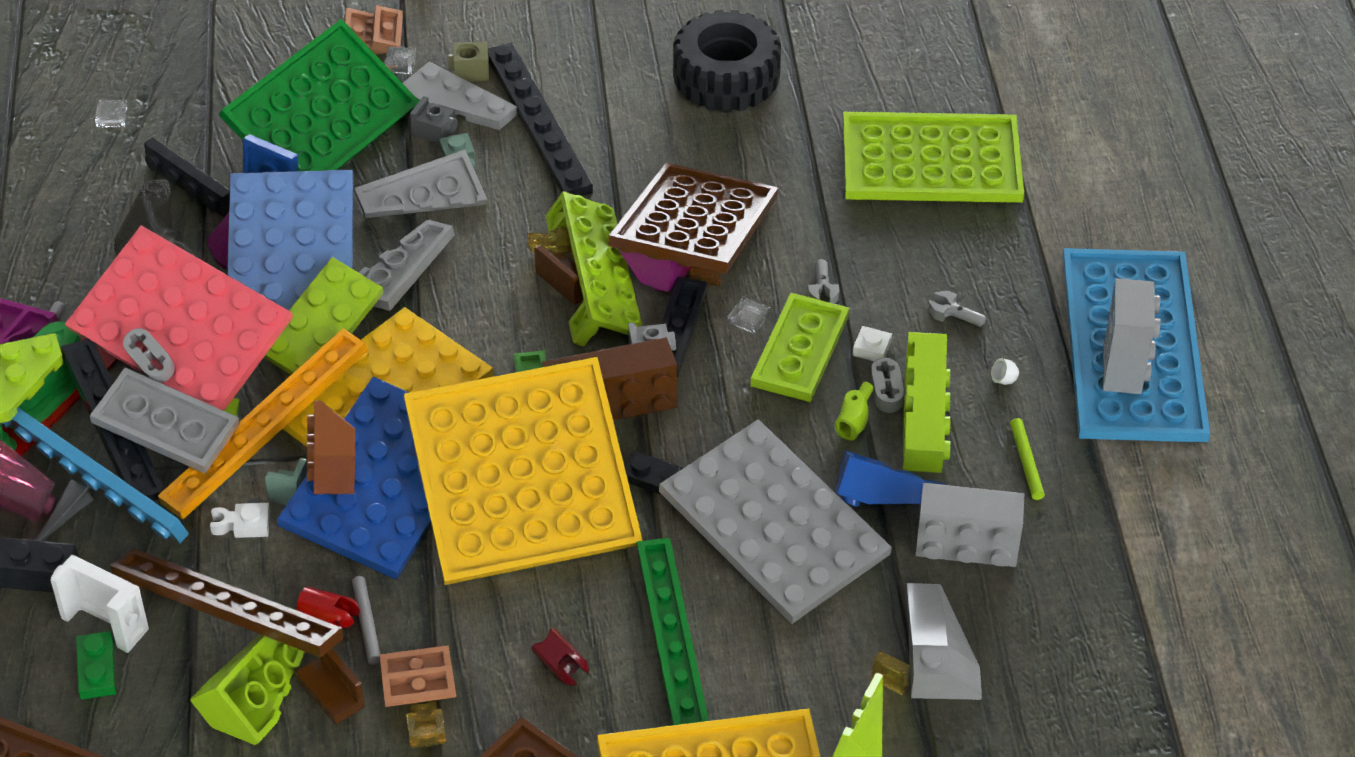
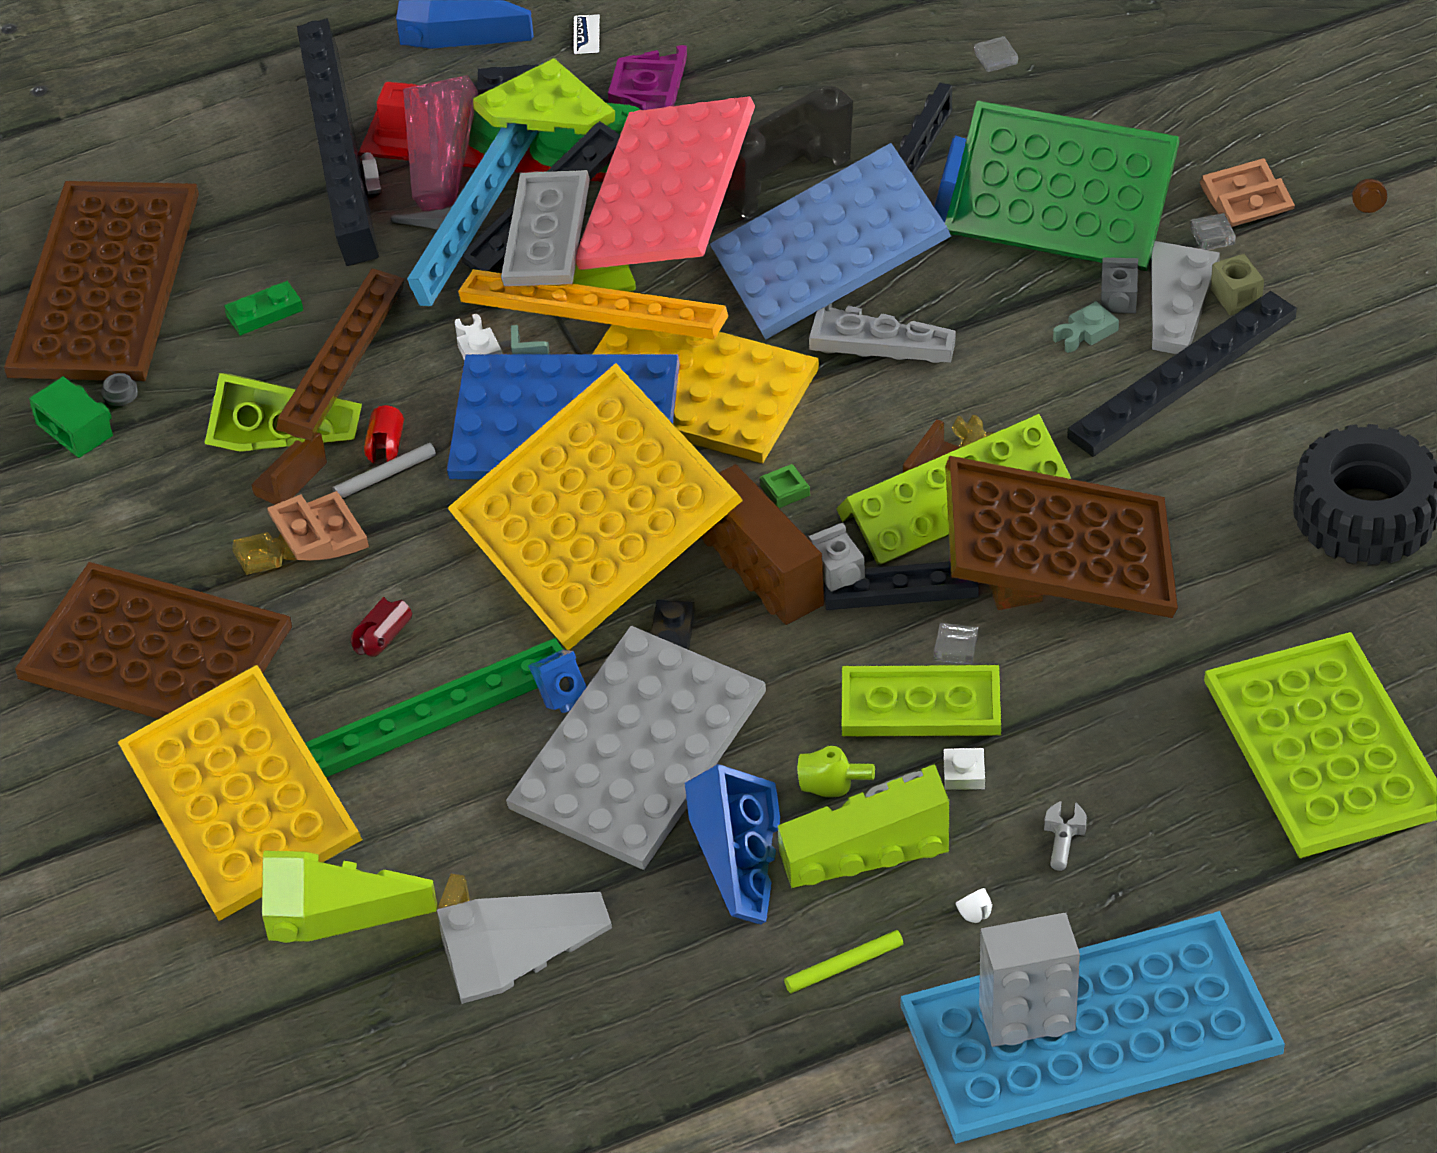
camera: 75 degrees right, 0 degrees up
(102, 594) = (314, 288): white panel -> none
(144, 359) = (605, 178): light grey beam -> none
(330, 451) = (532, 343): dark orange slope -> none
(331, 302) = (761, 294): lime plate -> none
(427, 187) = (1008, 316): light grey wing -> none
(688, 547) = (548, 674): none -> blue brick
(823, 284) = (1038, 699): light grey bar -> none
(970, 524) = (681, 914): light grey brick -> none

